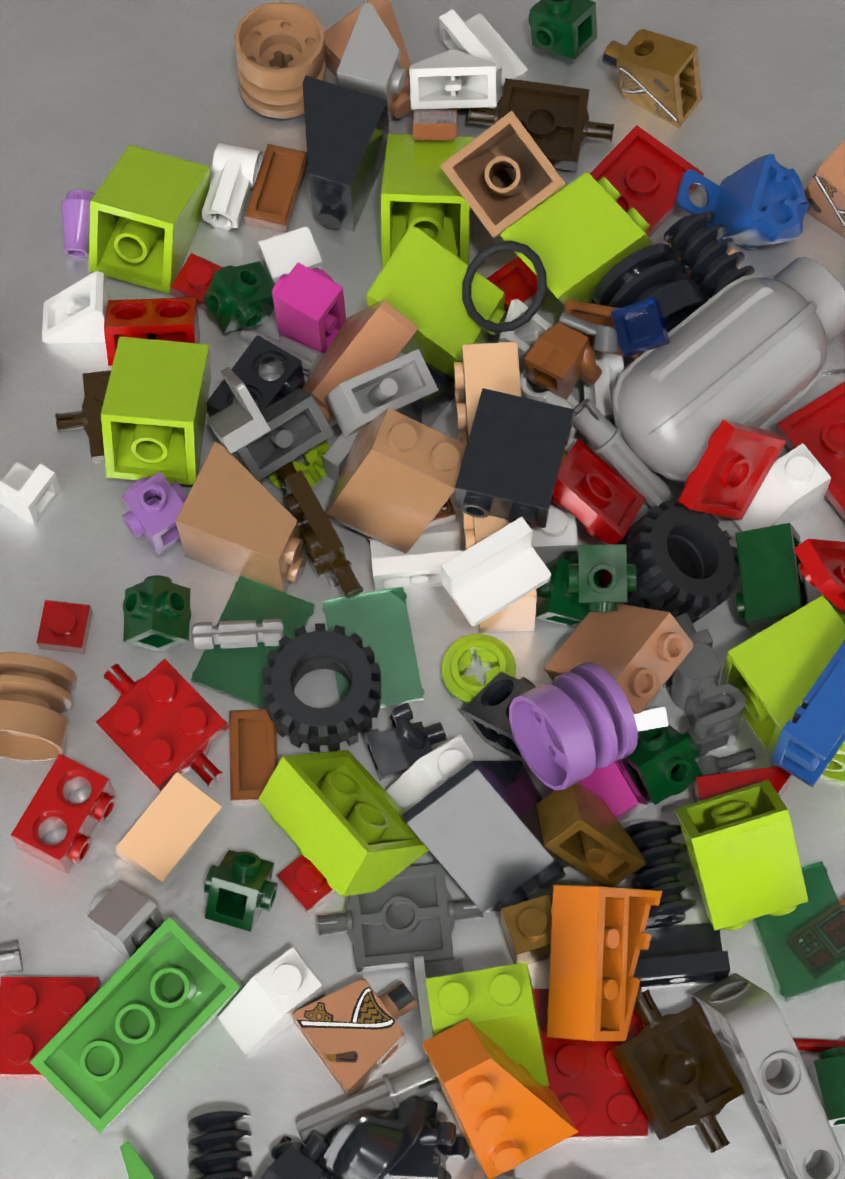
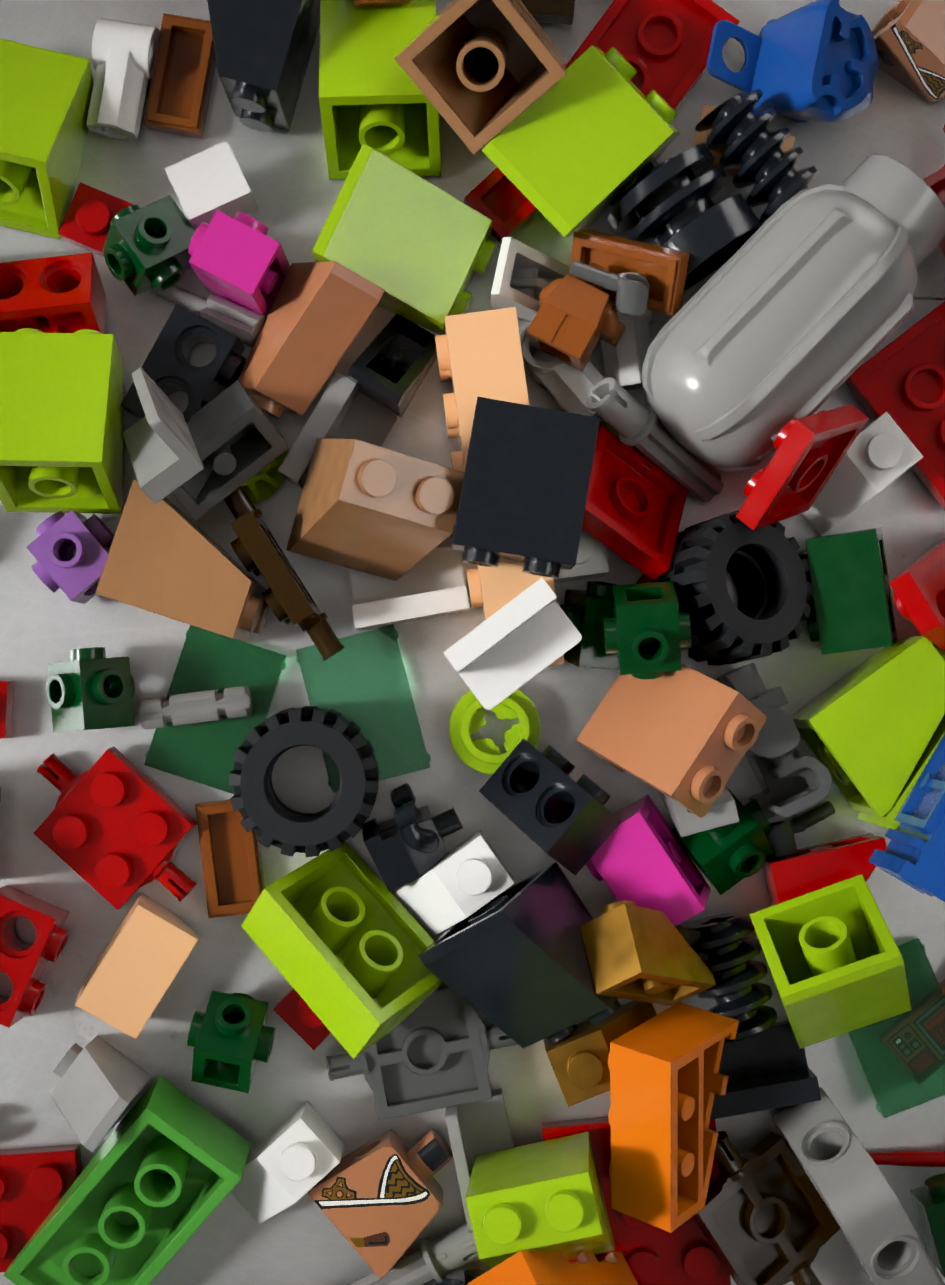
camera: 10 degrees left, 20 degrees up
(387, 386) = (344, 391): light grey slope -> none
(537, 301) = (542, 213): black piece -> none
(573, 725) = (625, 851): medium lavender wheel -> none
(640, 327) = (677, 280): clear blue tile -> none

